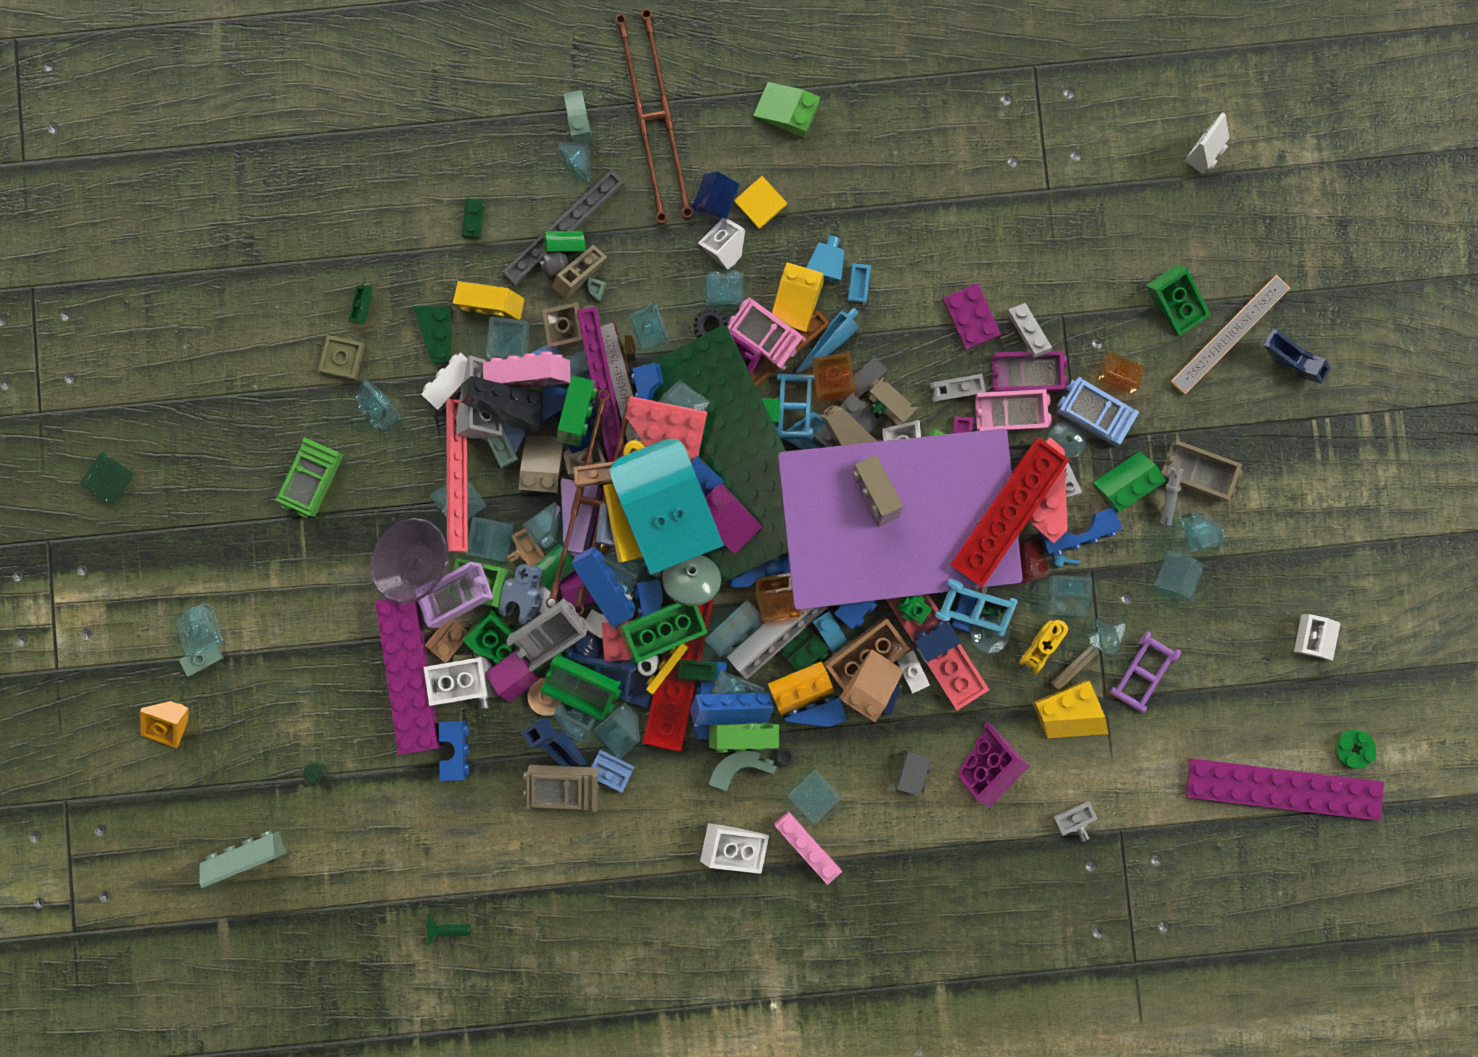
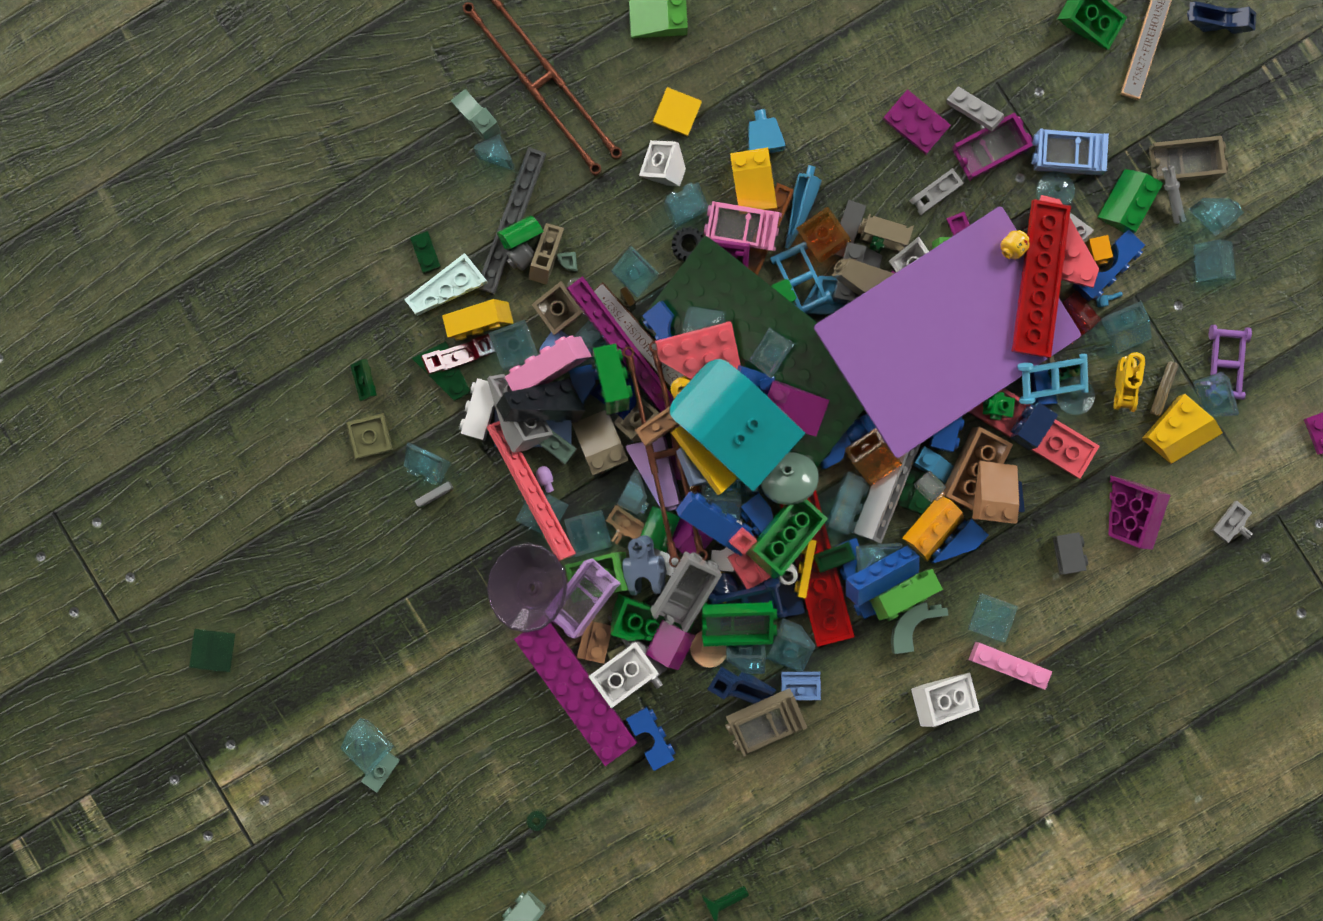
camera: 30 degrees left, 0 degrees up
(164, 722) = (377, 844): light orange slope -> none
(309, 478) = (396, 559): bright green door -> none
(371, 437) = (434, 494): none -> light grey tile
(452, 324) = (459, 355): none -> slope
(477, 471) = (545, 478): none -> lavender cylinder
(480, 256) = (447, 285): none -> light aqua wing
(619, 614) = (743, 541): none -> coral tile
(716, 195) = (634, 124): clear blue slope -> none
(731, 459) = (771, 352): none -> clear light blue slope
(785, 756) = (948, 595): pearl dark grey tile -> none
(815, 650) = (930, 486): none -> clear brick
(859, 282) = (801, 140): dark azure tile -> none
(878, 490) = (918, 316): dark tan wedge -> none
(912, 672) = (1025, 464): white plate -> none
(1000, 469) = (1015, 244): none -> yellow head
(1013, 410) = (995, 188): clear door -> none
(1078, 513) = (1100, 249): none -> light orange brick
(1107, 637) = (1180, 346): clear light blue brick -> none
(1117, 697) = (1216, 395): none -> clear light blue slope
(1121, 372) = (1074, 107): clear orange slope -> none

